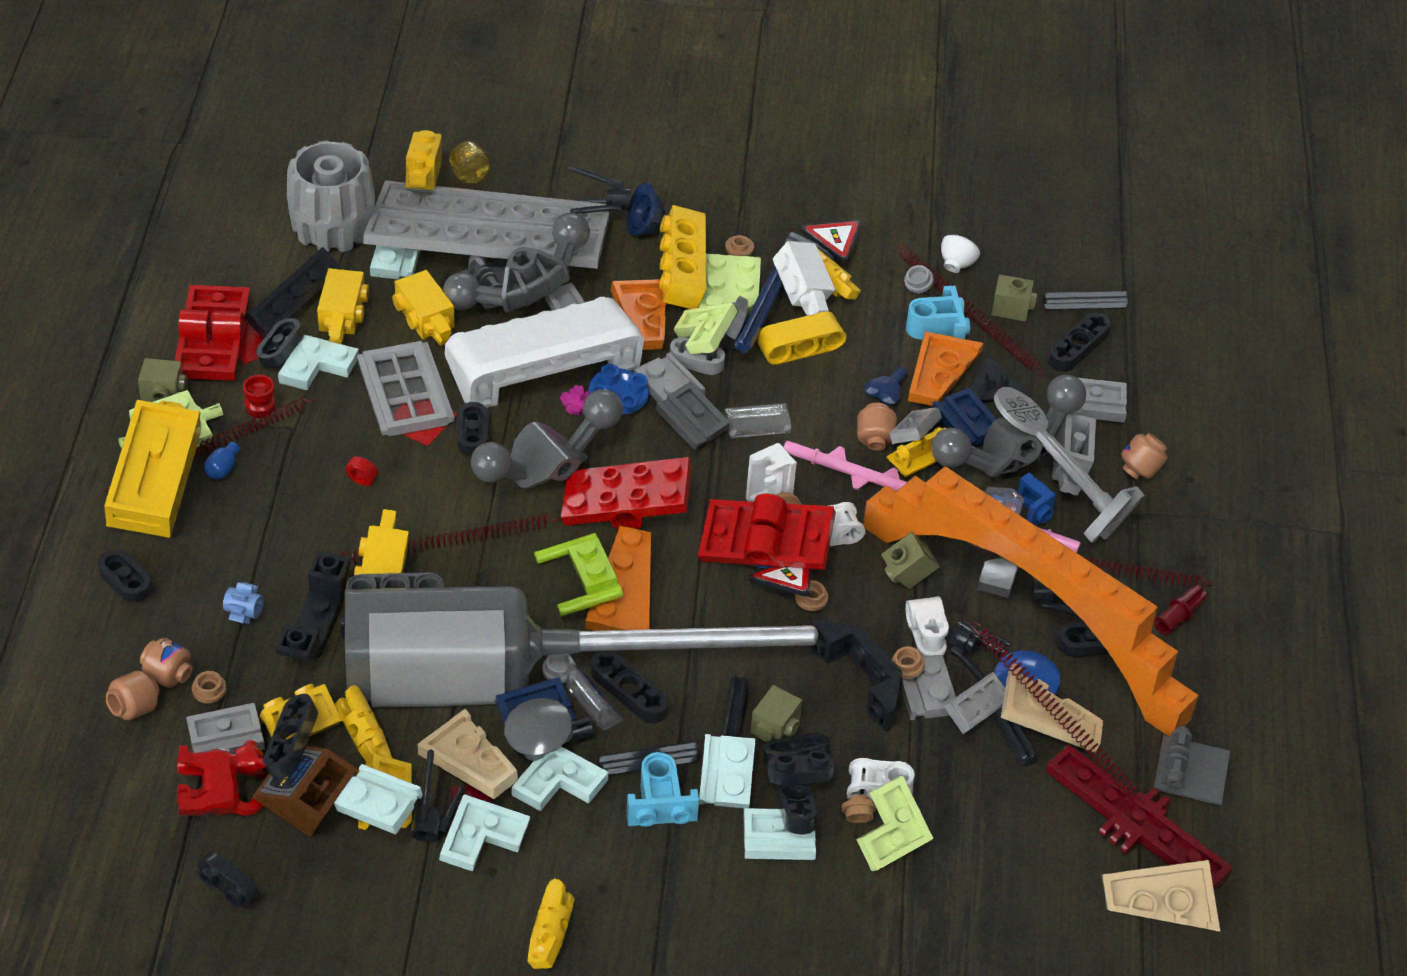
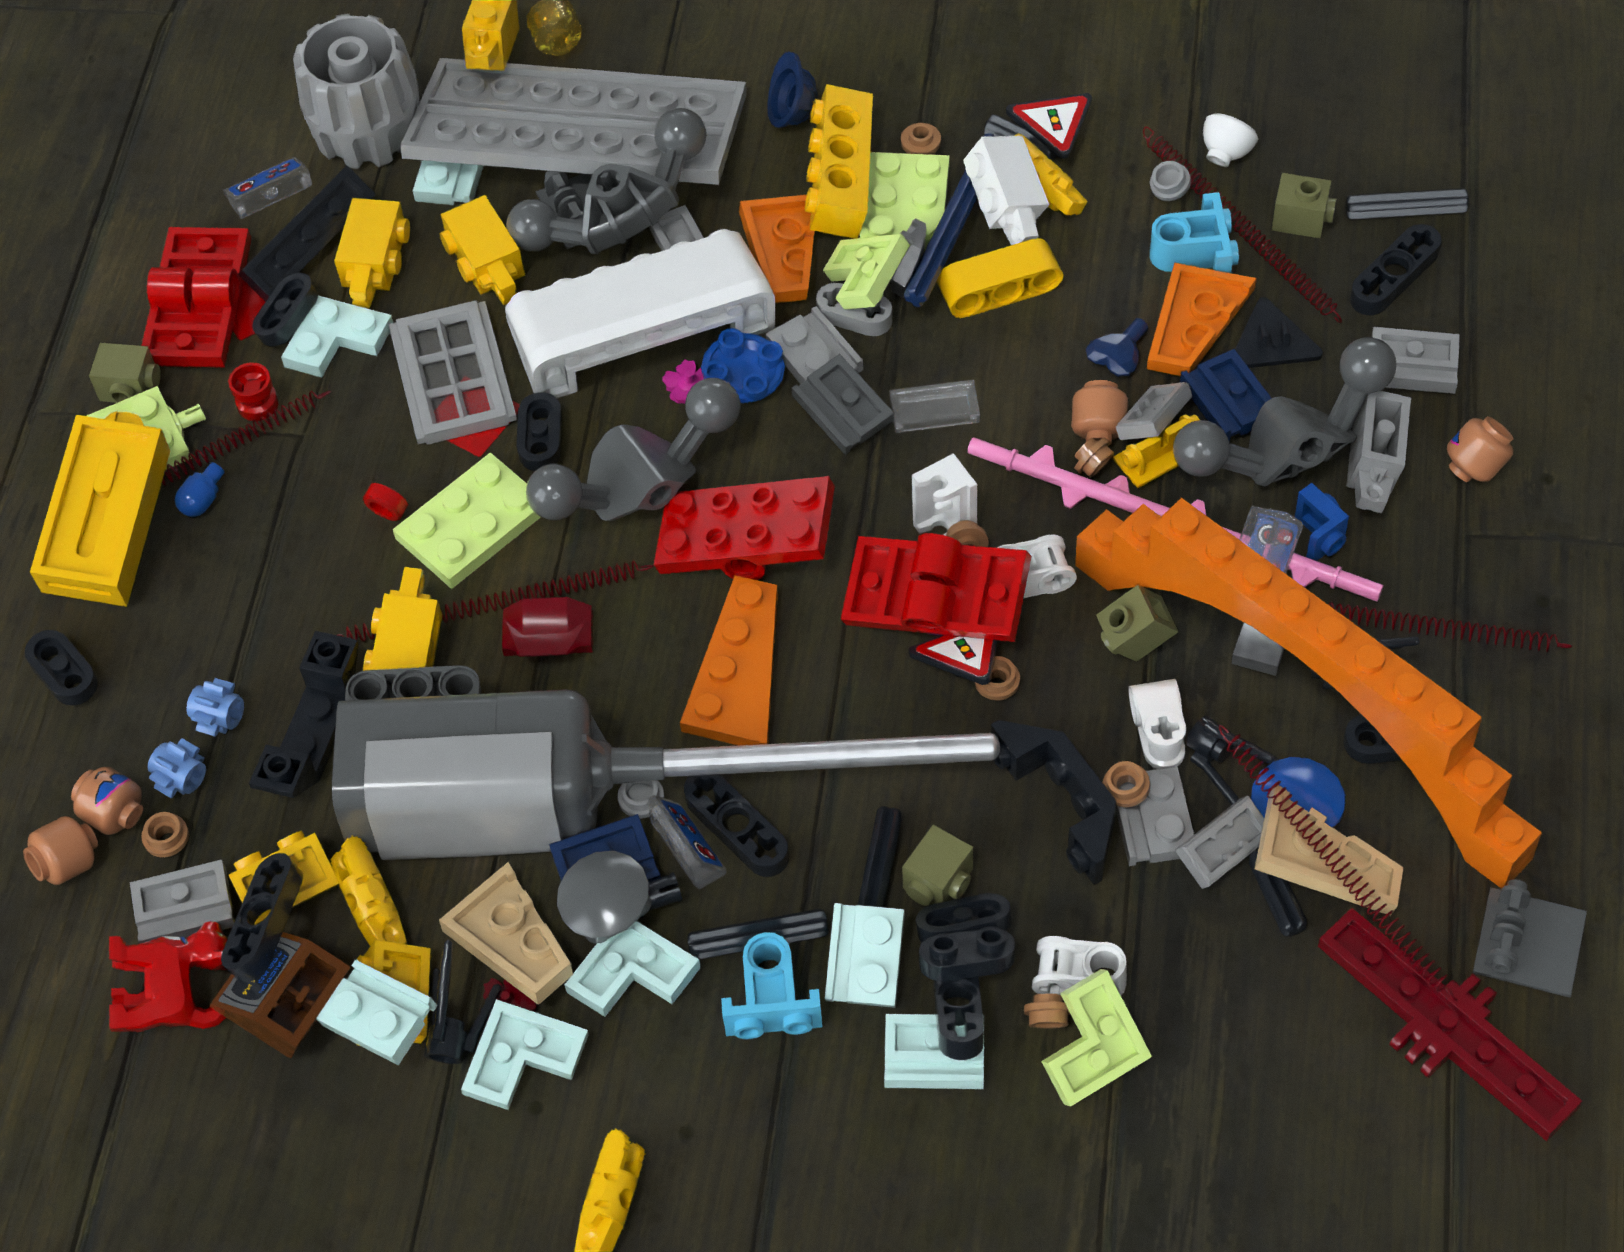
camera: 10 degrees right, 10 degrees up
(216, 642) = (176, 768): none -> medium blue gear
(228, 879) = (186, 1143): black plate -> none
(261, 262) = (268, 187): none -> clear slope
(424, 486) = (468, 521): none -> yellowish green plate
(484, 556) = (547, 627): none -> dark red slope
(593, 571) = (691, 647): lime plate -> none
(616, 199) = (750, 76): black plant -> none
(873, 454) = (1093, 456): none -> medium nougat plate
(1029, 418) = (1312, 403): light grey piece -> none
(1165, 893) = (1481, 1142): tan wing -> none
(1180, 610) = (1523, 688): dark red axle -> none

